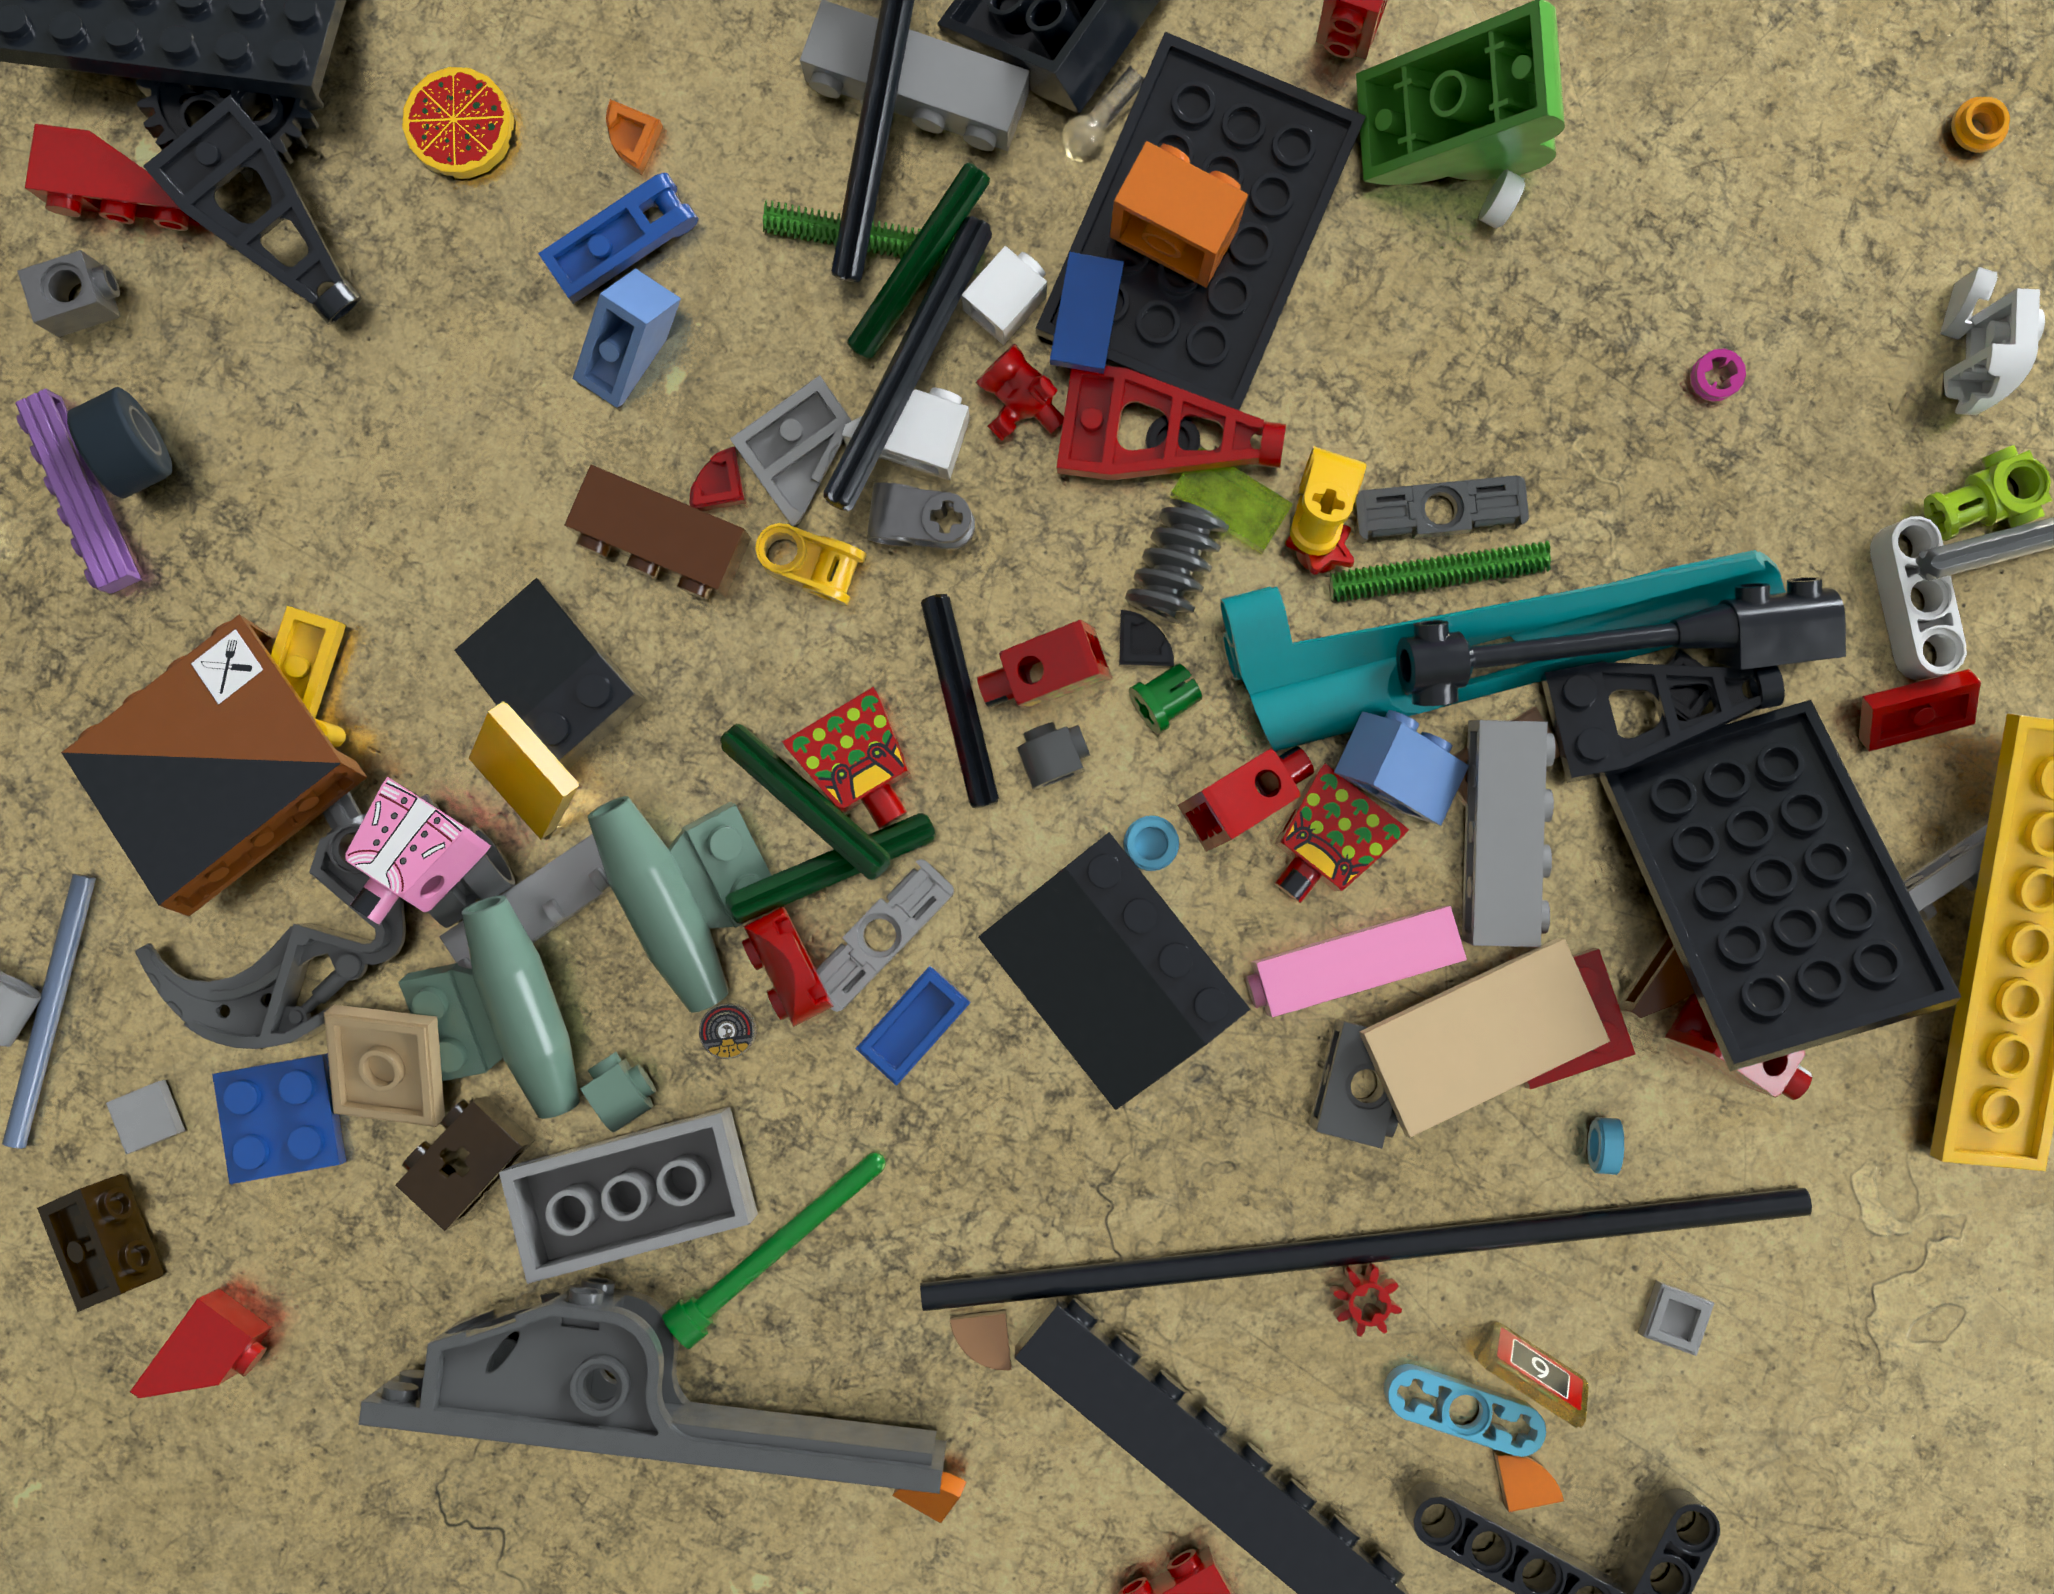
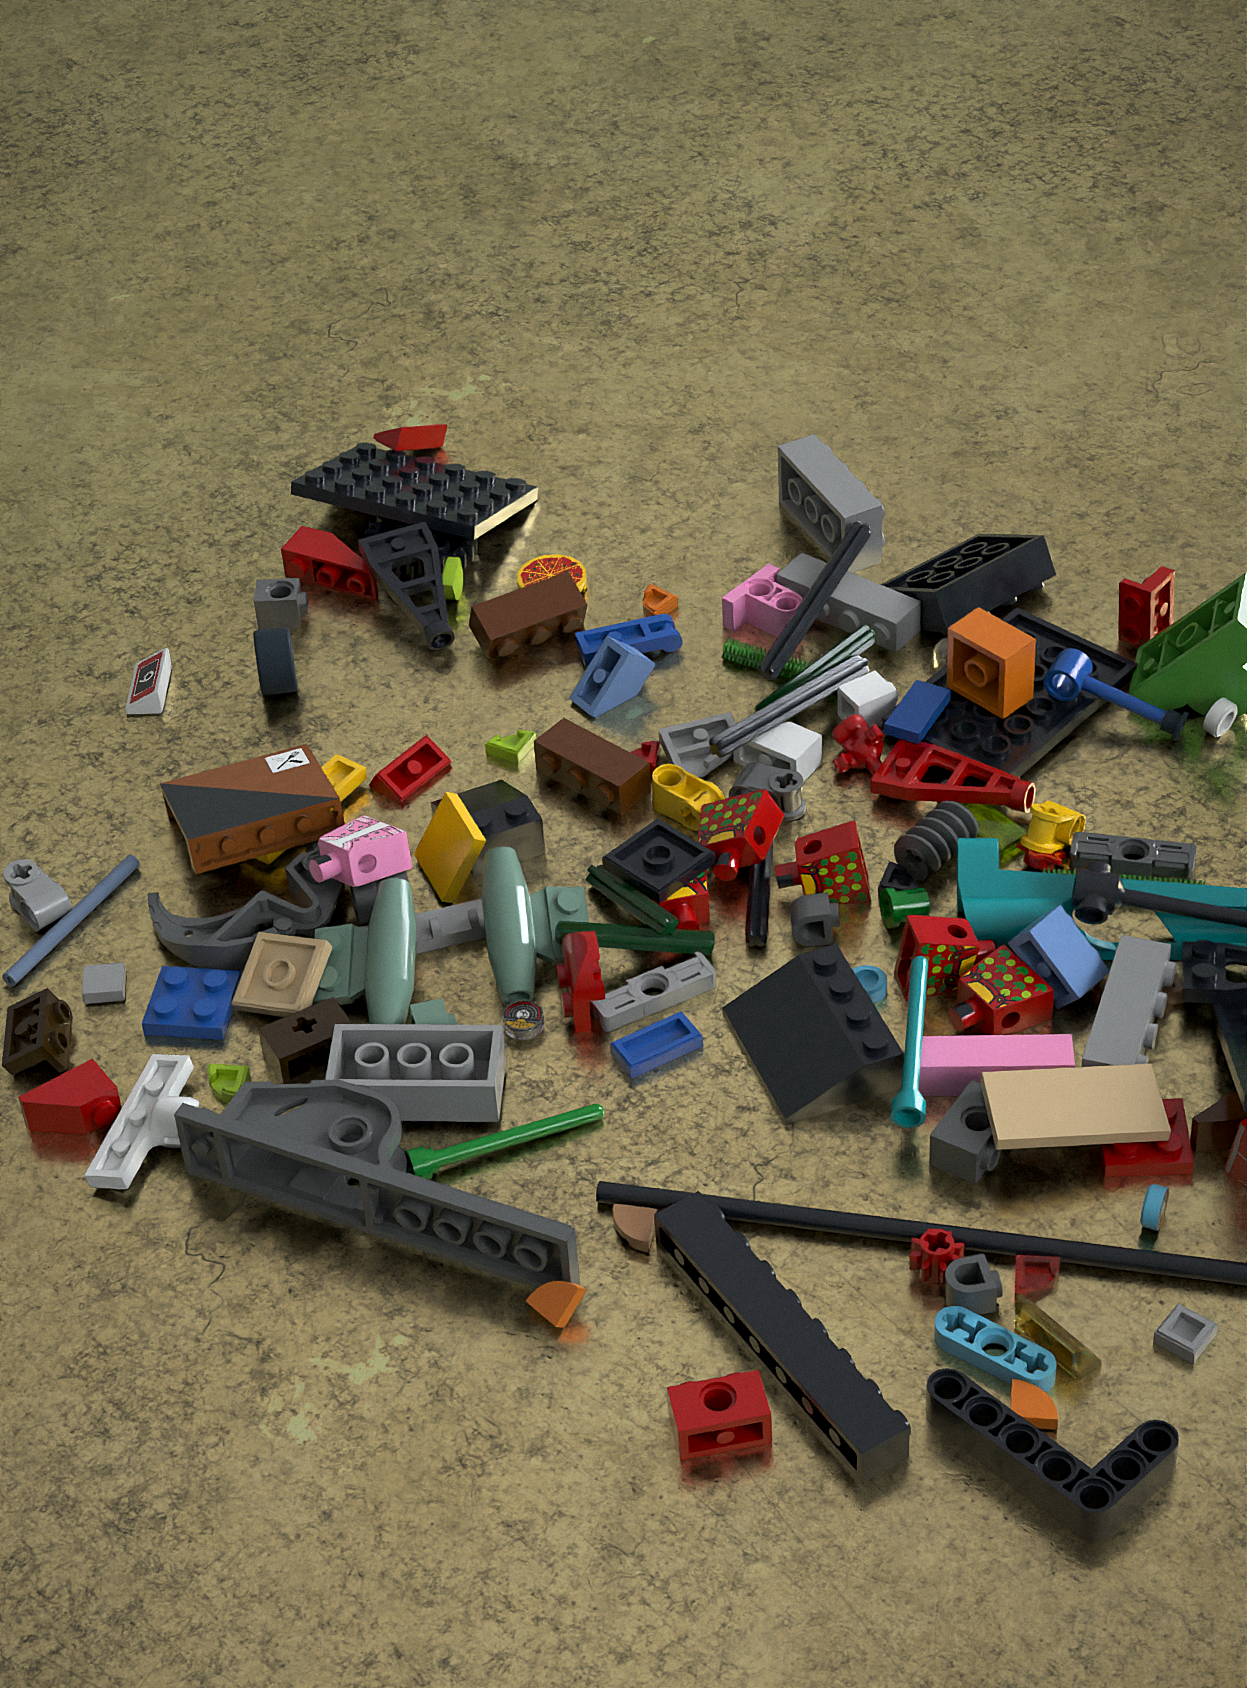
camera: 20 degrees right, 45 degrees down
(78, 493) = (232, 687): medium lavender piece -> none
(311, 175) = (452, 578): none -> lime tile
(313, 1354) = (143, 1122): none -> white plate
(386, 1243) = (227, 1079): none -> lime tile
(402, 593) = (410, 770): none -> red slope
(458, 236) = (528, 615): none -> reddish brown brick
(526, 502) = (511, 747): none -> lime tile
(803, 126) = (760, 603): none -> bright pink tile
(822, 733) = (658, 860): none -> black tile
(906, 634) = (739, 830): none -> red torso
(1276, 1086) = (909, 1106): none -> teal piece
(1288, 190) = (1071, 675): none -> blue piece
(1421, 1339) = (972, 1284): none -> dark grey plate
(1481, 1278) = (1035, 1274): none -> clear red tile

